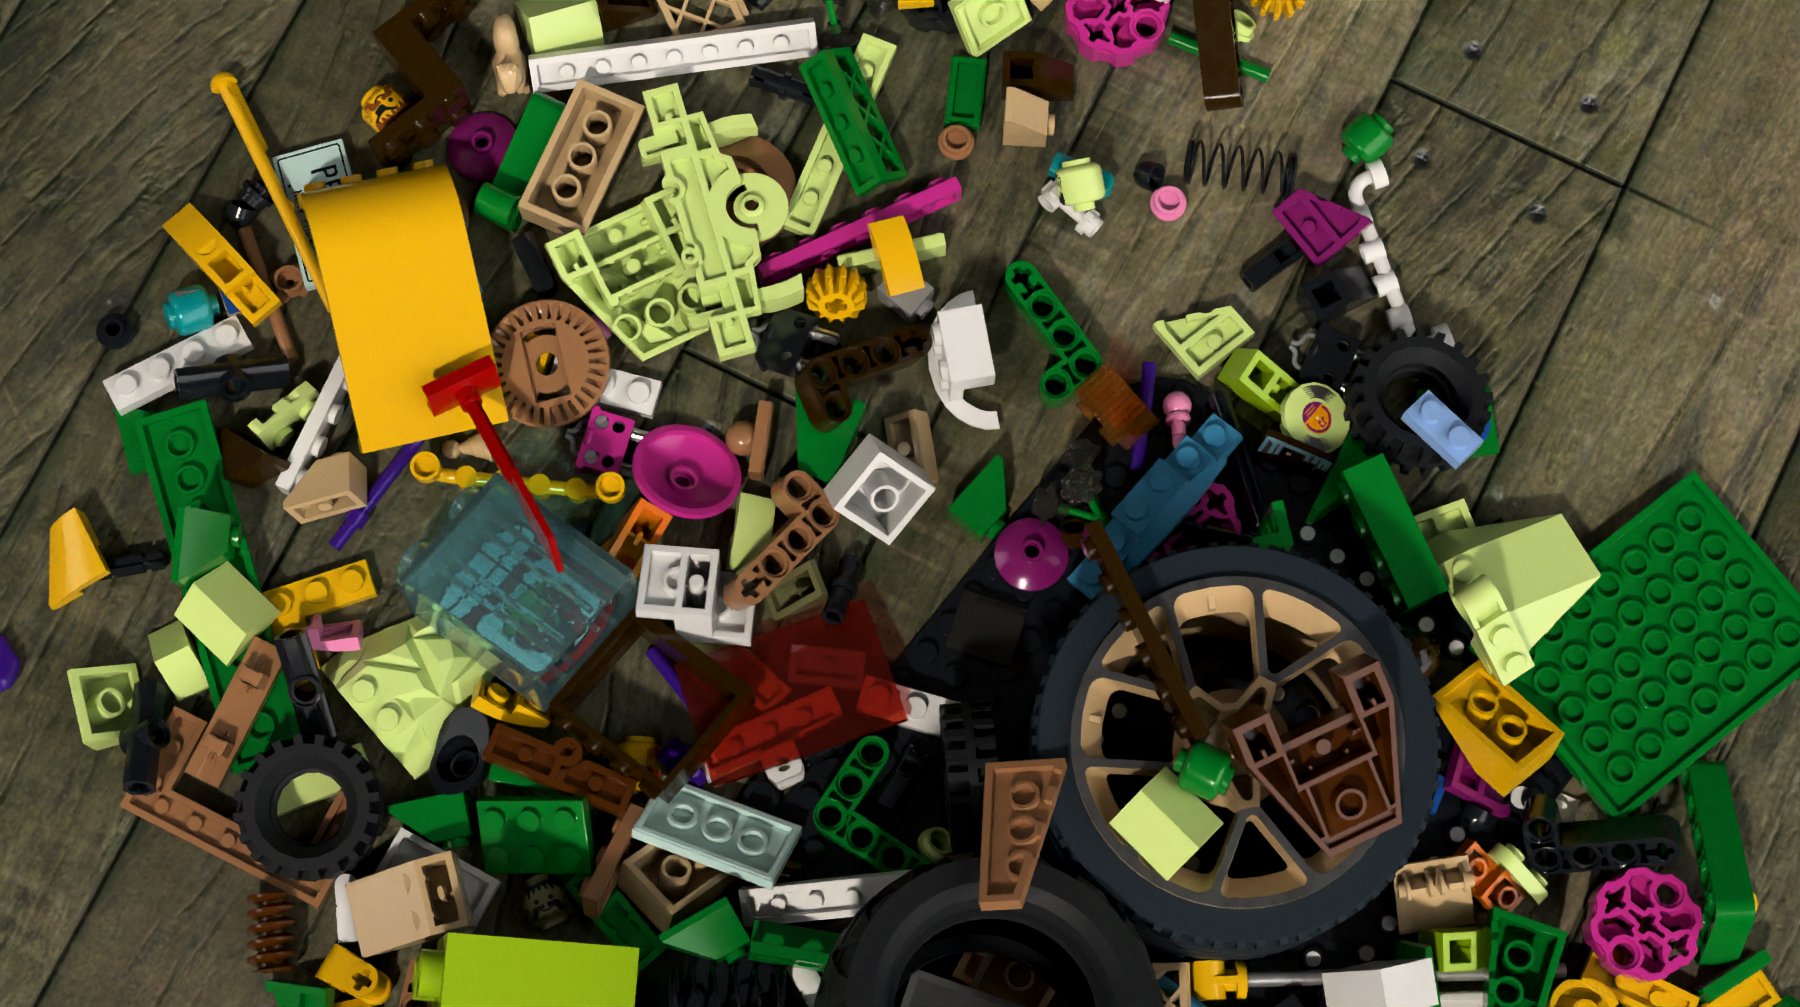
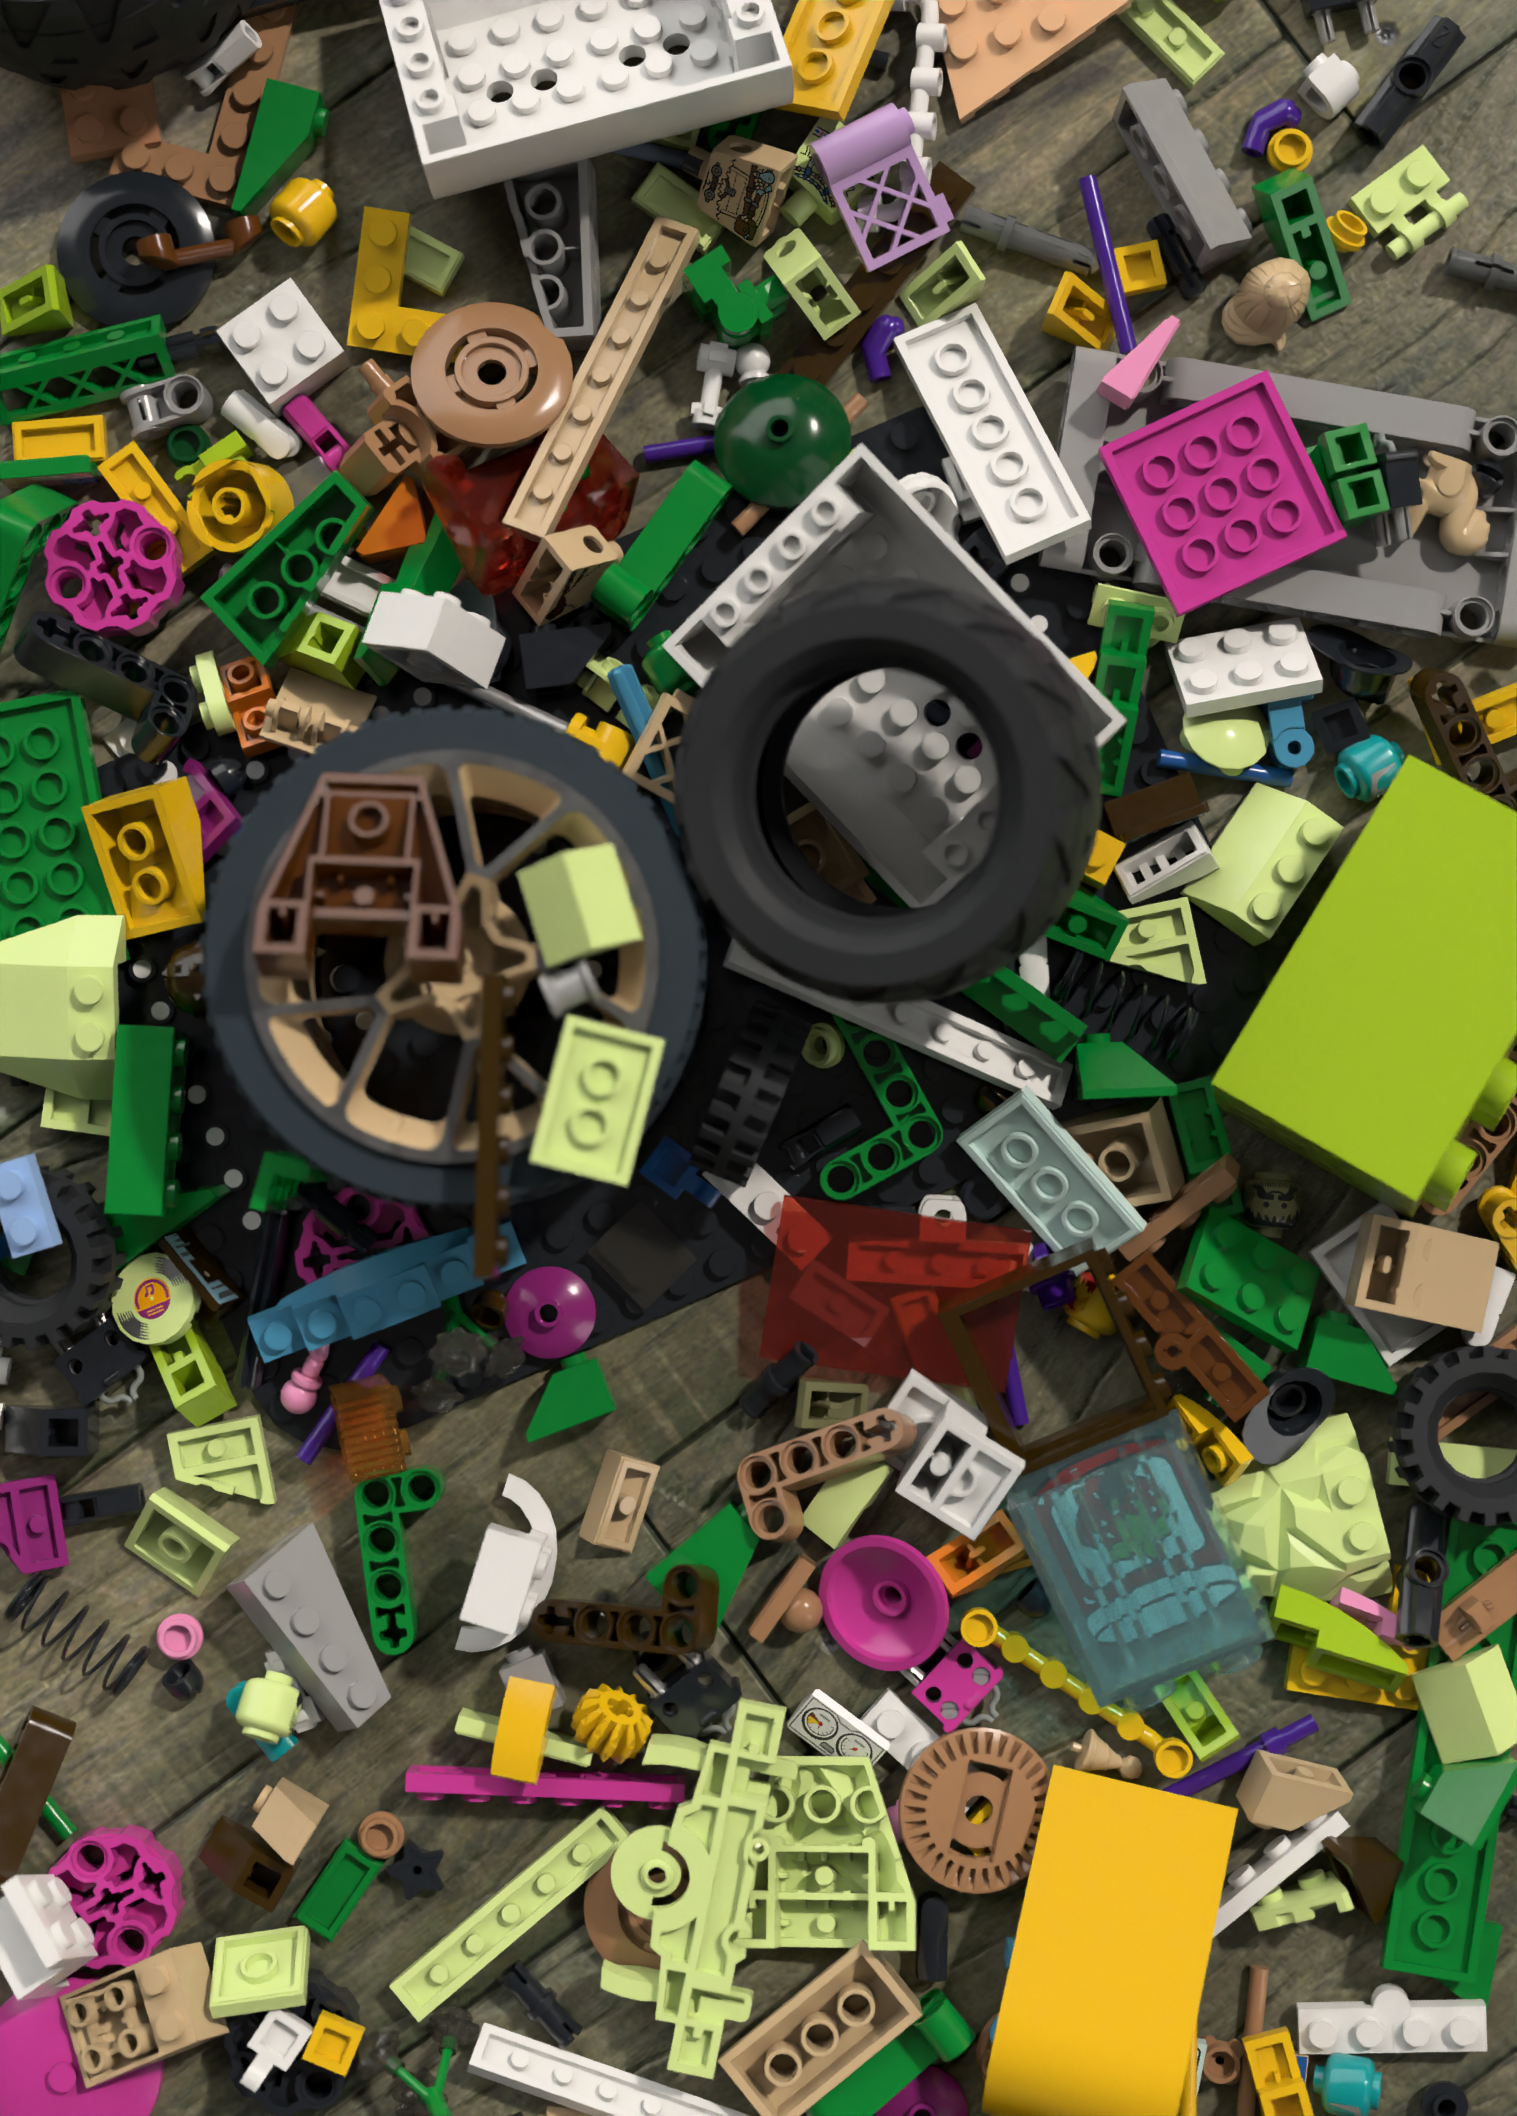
camera: 155 degrees left, 10 degrees up
(232, 377) = (1340, 1978): black piece -> none
(348, 609) = (1335, 1640): none -> lime slope
(419, 506) = (1200, 1716): none -> lime slope
(464, 389) = (1090, 1824): red piece -> none
(675, 368) = (834, 1729): none -> slope
(848, 120) = (492, 1922): green fence -> none
(879, 489) = (682, 1469): white brick -> none
(918, 141) = (420, 1857): none -> black plate
(1002, 696) = (671, 1172): none -> blue plate
(1014, 826) = (747, 987): medium nougat wing -> none
(1079, 690) = (597, 1100): none -> yellowish green plate
(1084, 255) = (311, 1627): none -> light grey wedge
(1141, 758) = (570, 988): none -> light grey bush
(1203, 268) = (181, 1540): none -> yellowish green slope
(1204, 770) = (508, 938): green head -> none
(1493, 628) = (94, 957): yellowish green plate -> none

